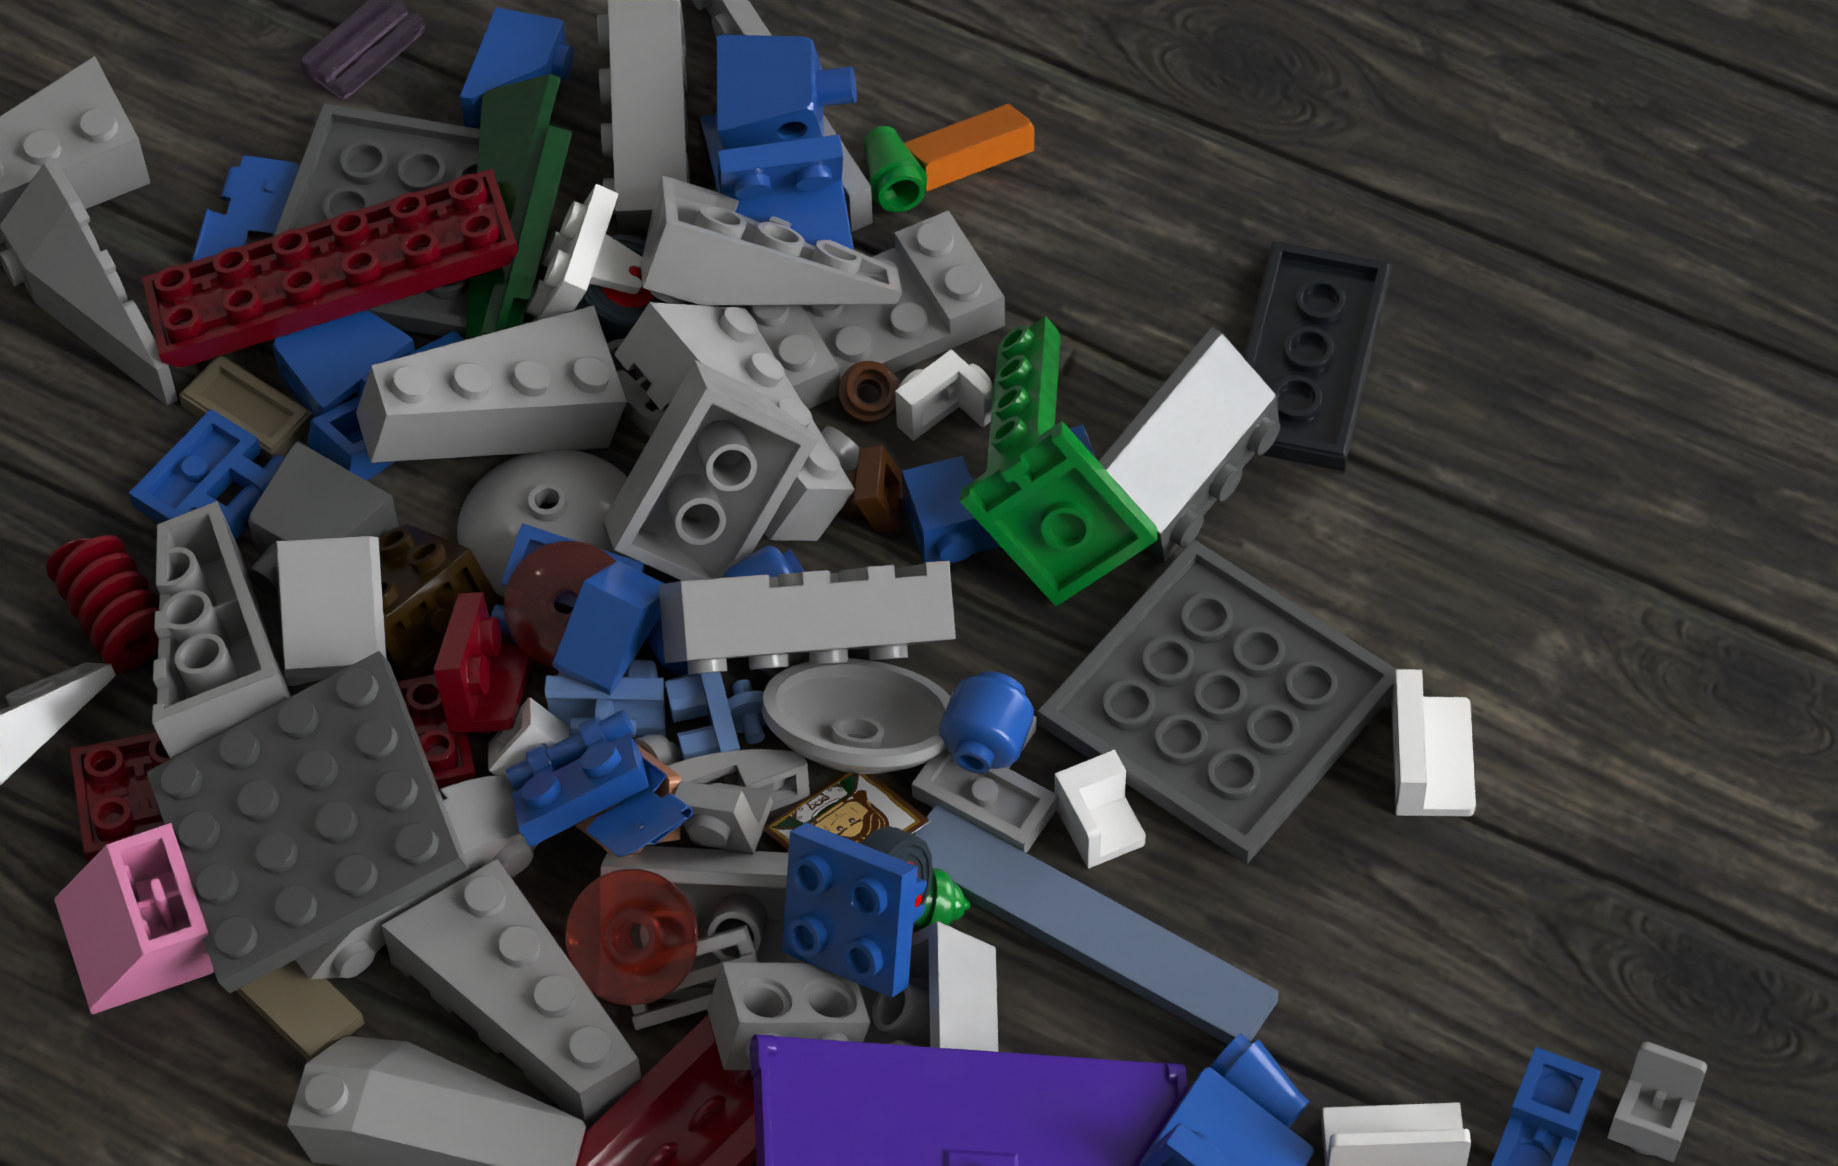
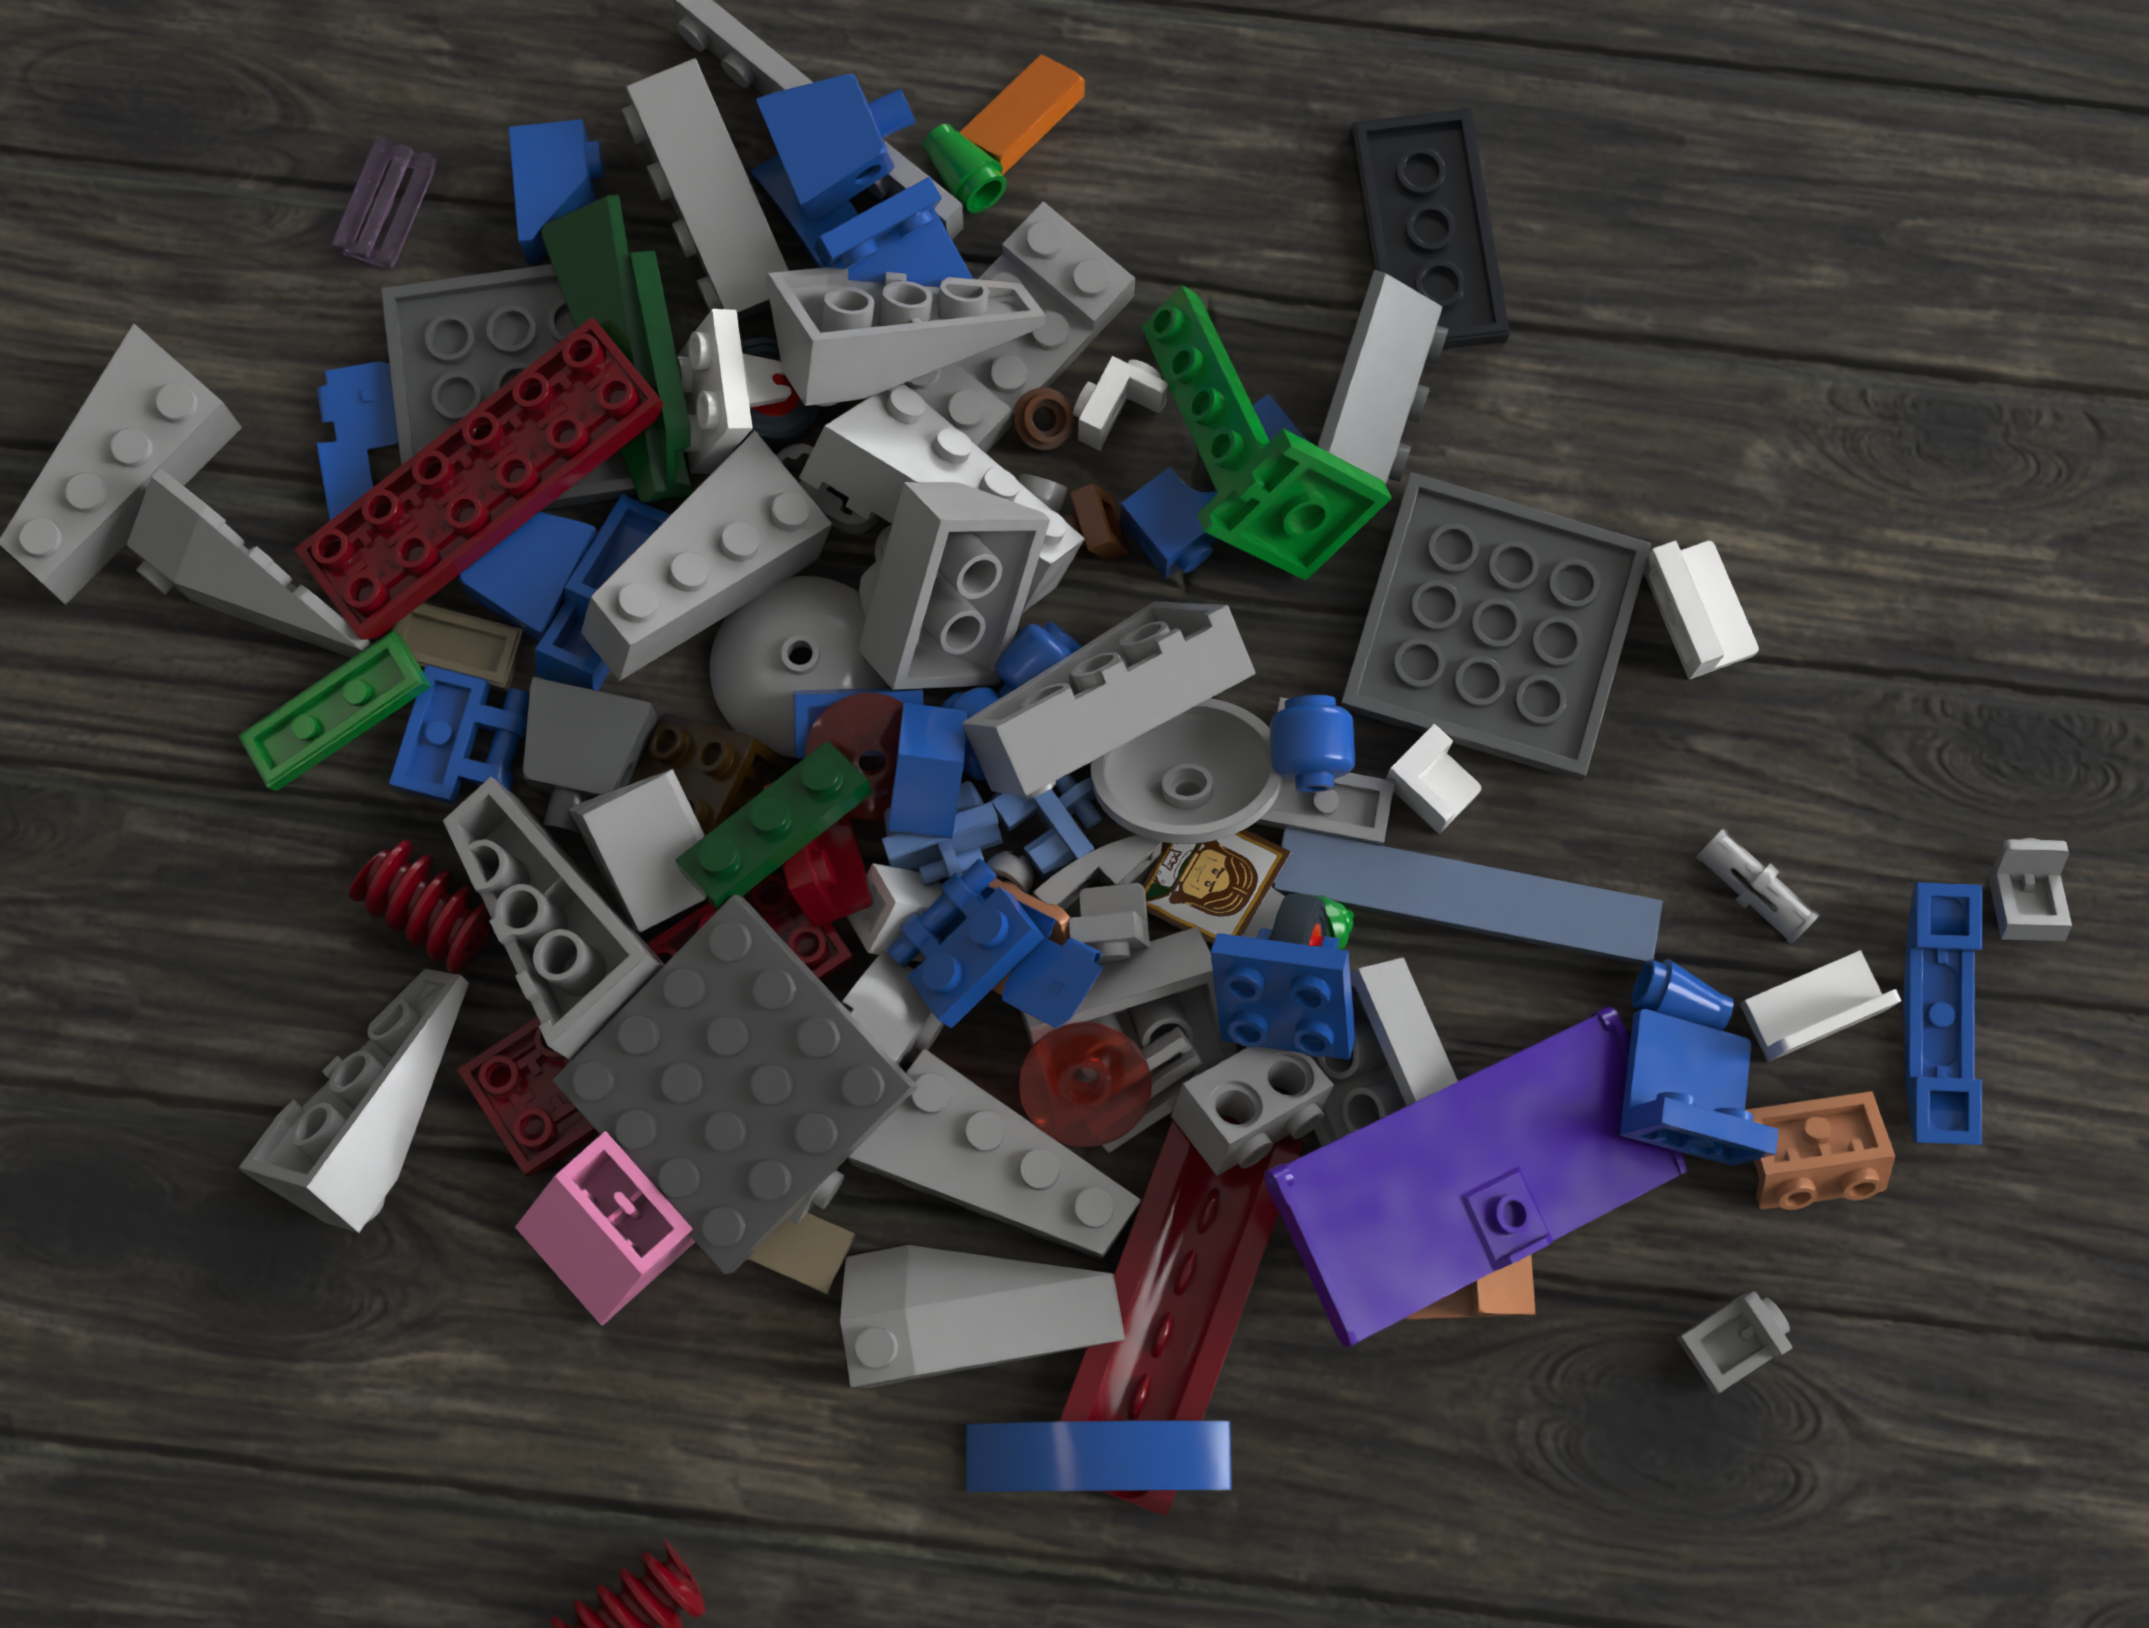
camera: 25 degrees left, 20 degrees up
(112, 421) = (334, 711): none -> green tile
(448, 615) = (774, 825): none -> dark green plate
(1380, 1012) = (1757, 886): none -> light grey pin

